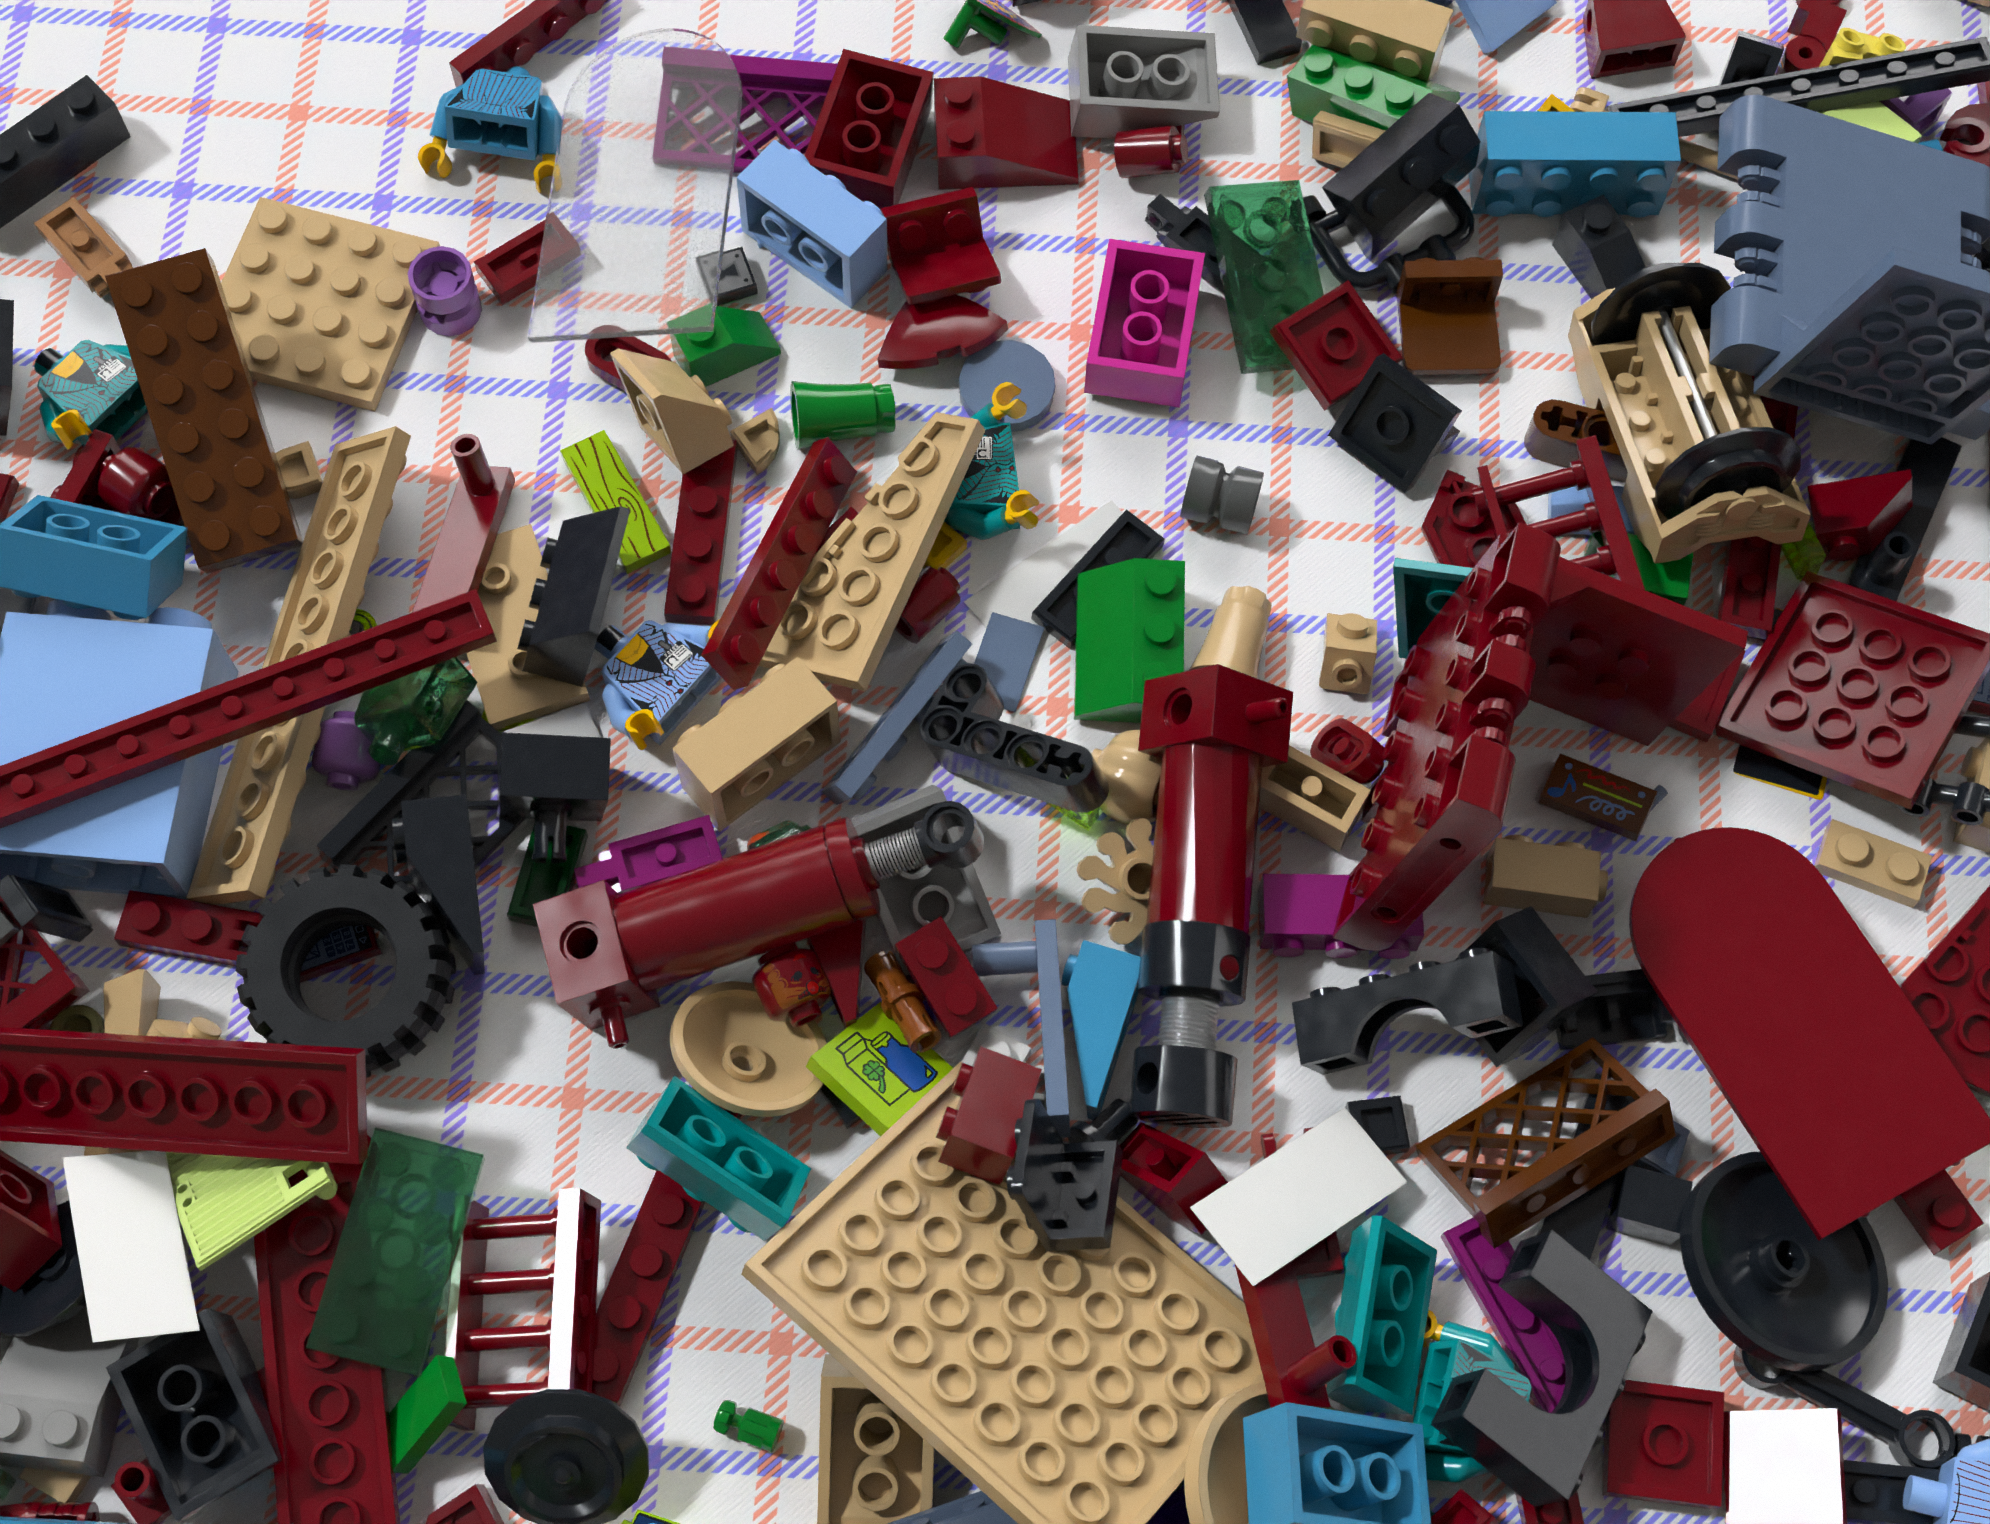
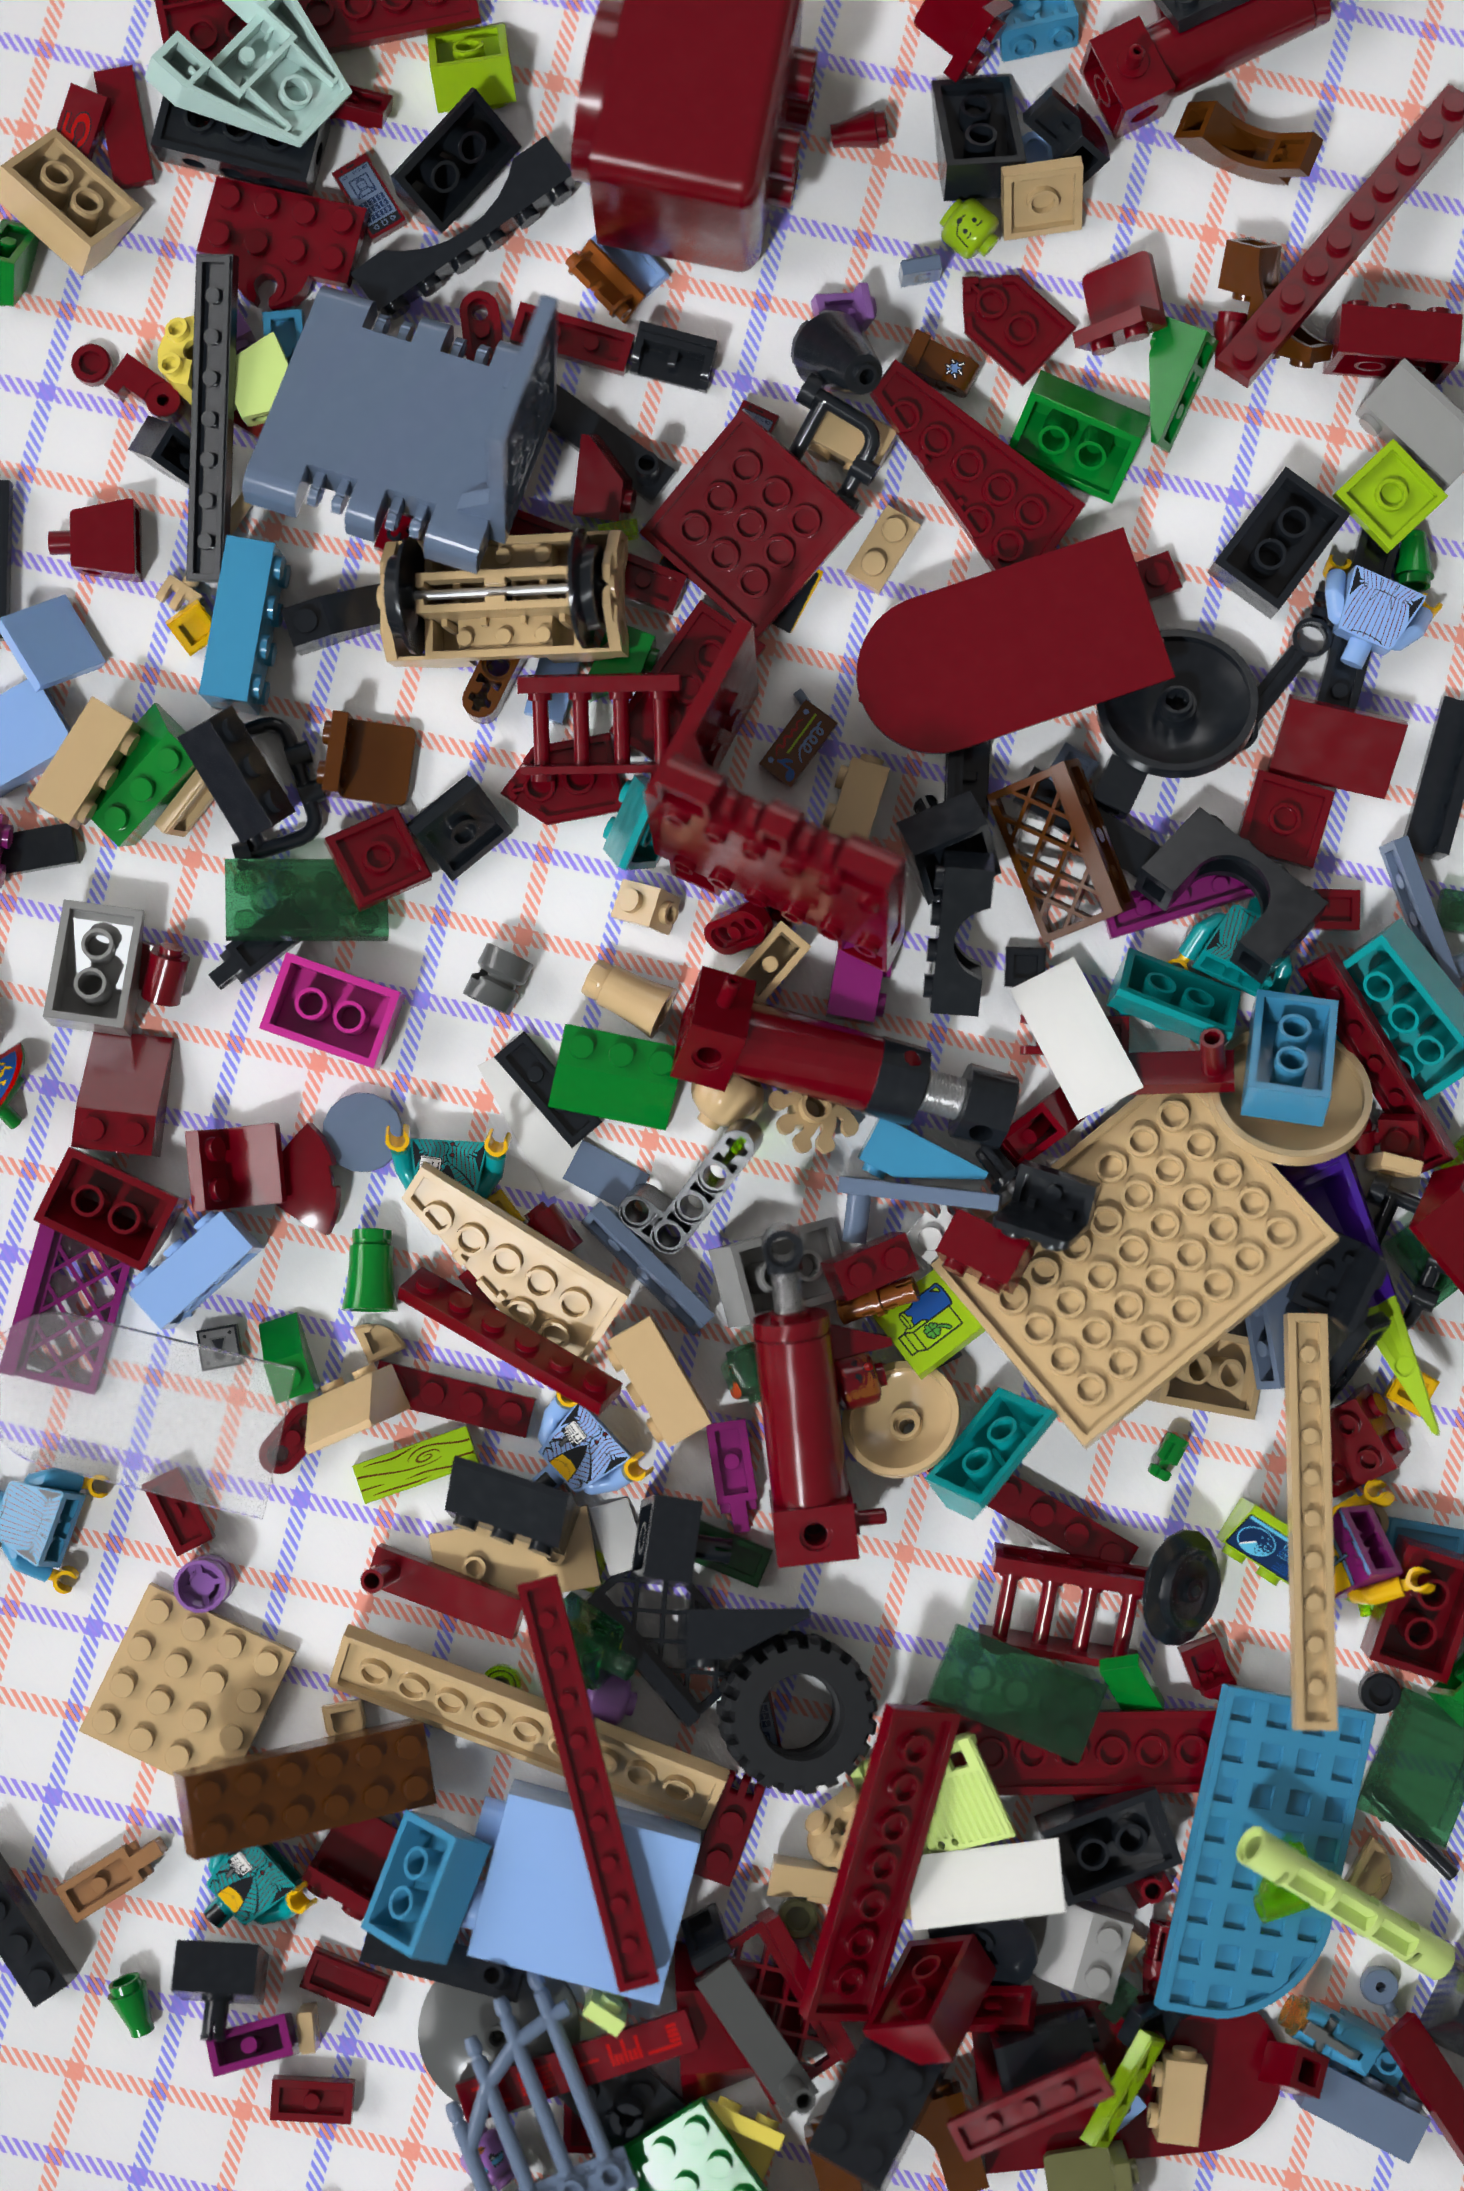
camera: 80 degrees left, 20 degrees up
(135, 484) = (351, 1849): dark red head -> none

